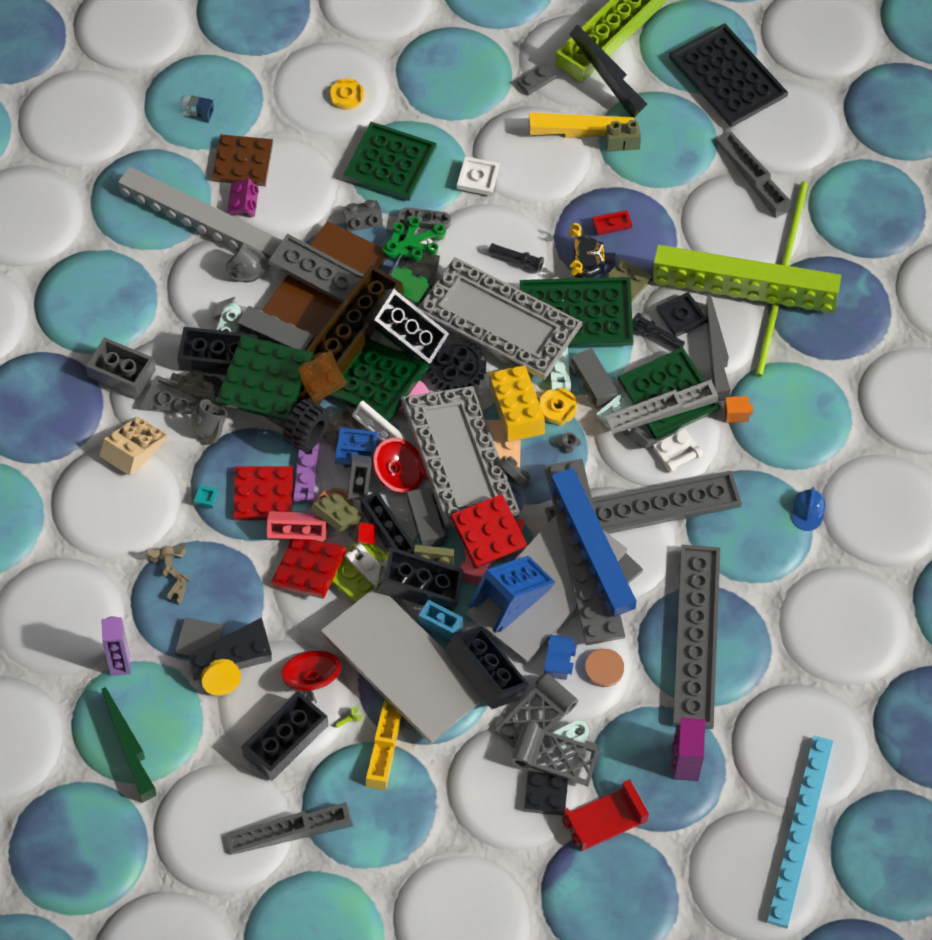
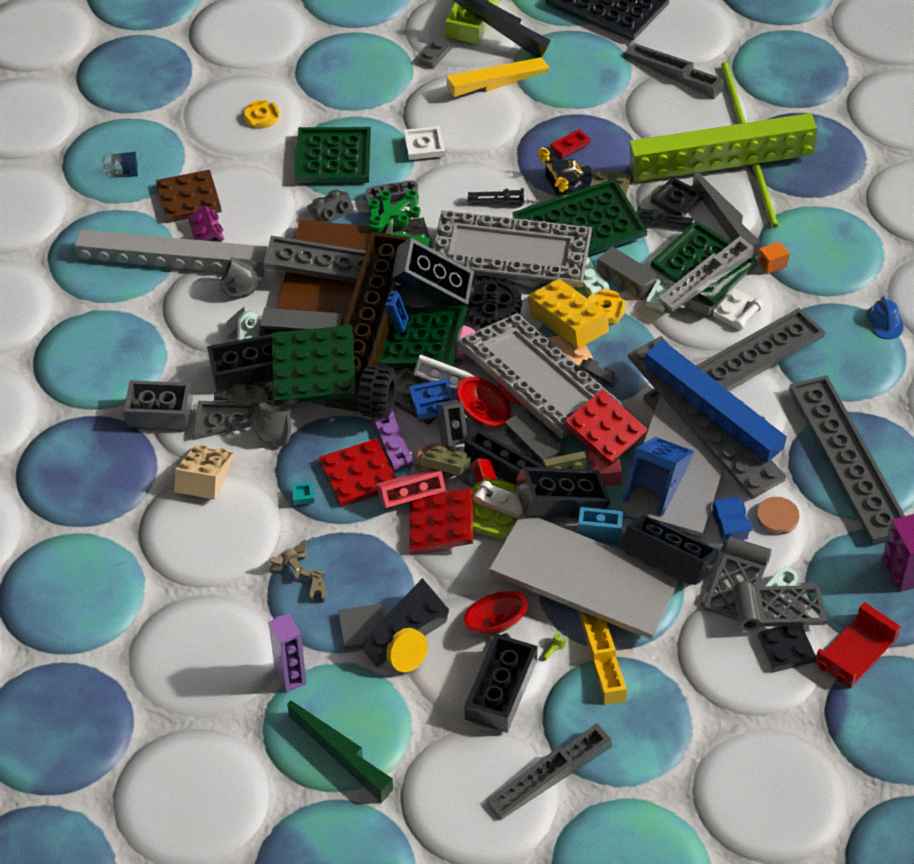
camera: 20 degrees left, 10 degrees down
(321, 376) = (372, 342): clear orange bracket -> none
(359, 353) = (397, 311): none -> blue tile
(569, 437) = (633, 333): flat silver plate -> none
(623, 134) = (542, 72): olive hips -> none

